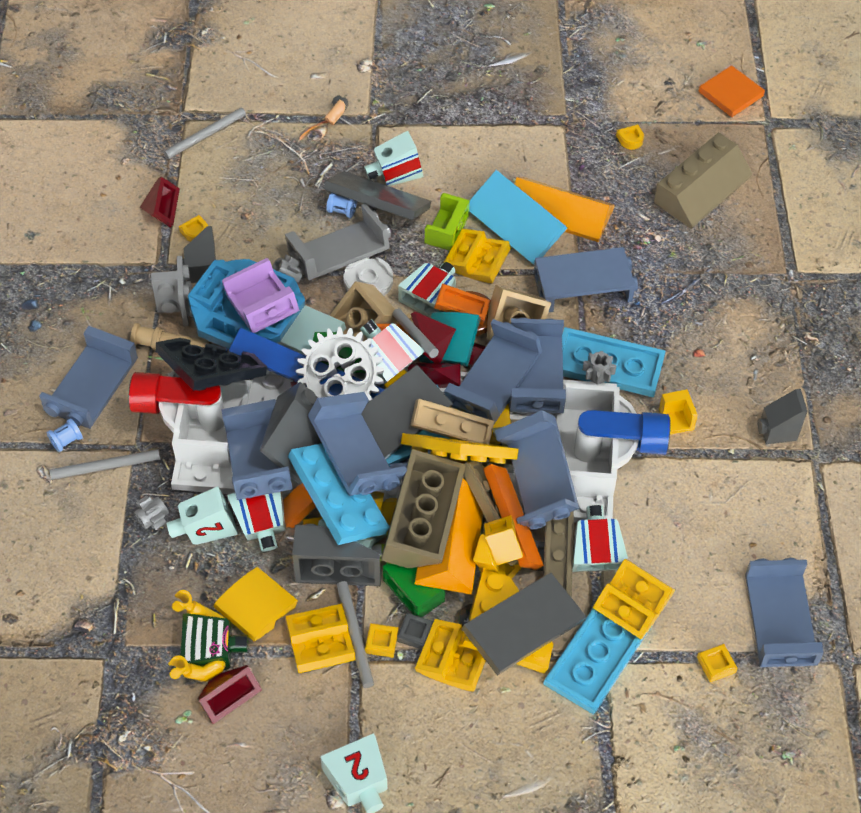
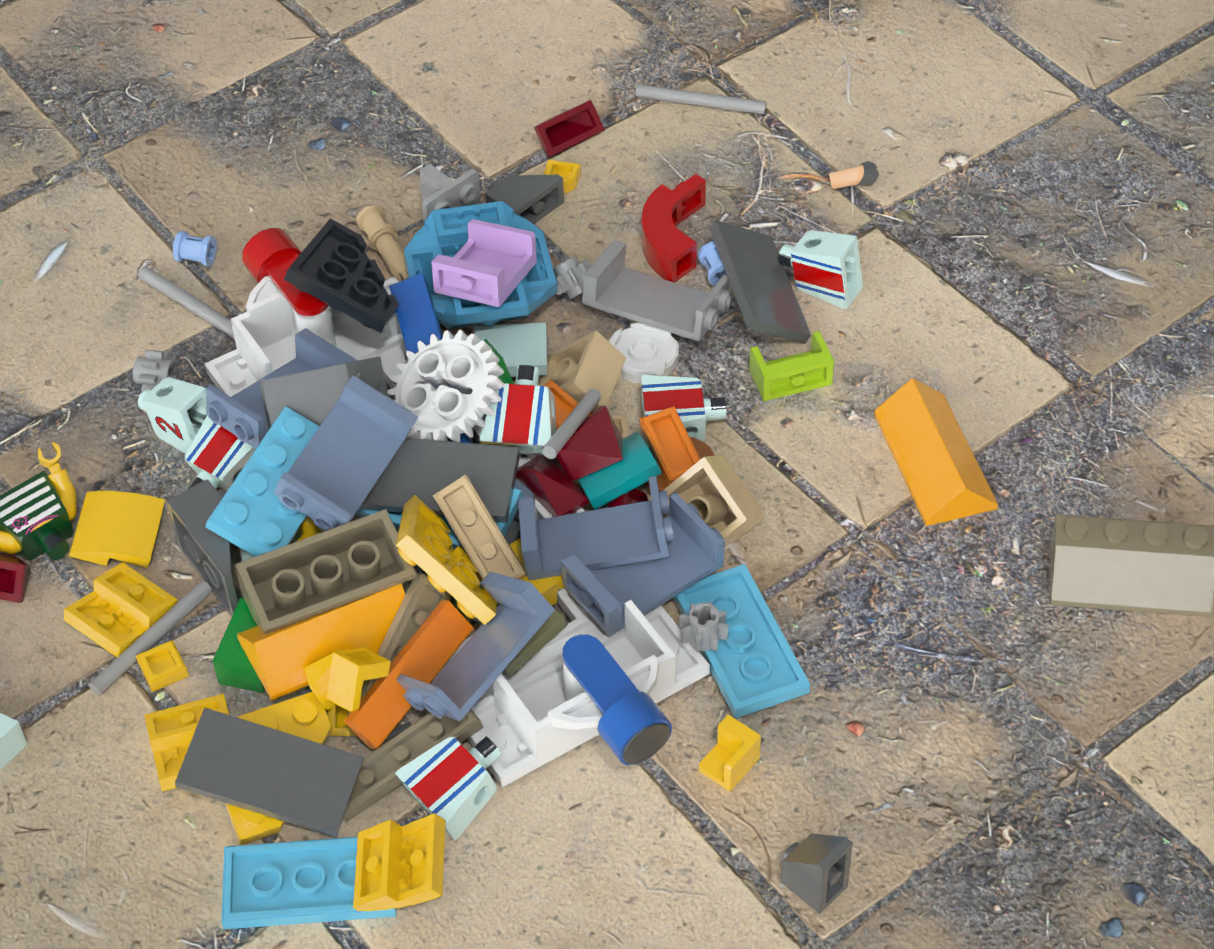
camera: 55 degrees right, 5 degrees down
(91, 378) = (298, 218): sand blue panel -> none
(294, 215) = (663, 244): none -> red arch
(414, 631) = (196, 684): dark grey tile -> none
(477, 256) = (775, 425): yellow slope -> none
(516, 217) = (862, 420): medium azure tile -> none
(584, 274) = (843, 537): sand blue panel -> none
(630, 137) = (1128, 456): yellow tile -> none

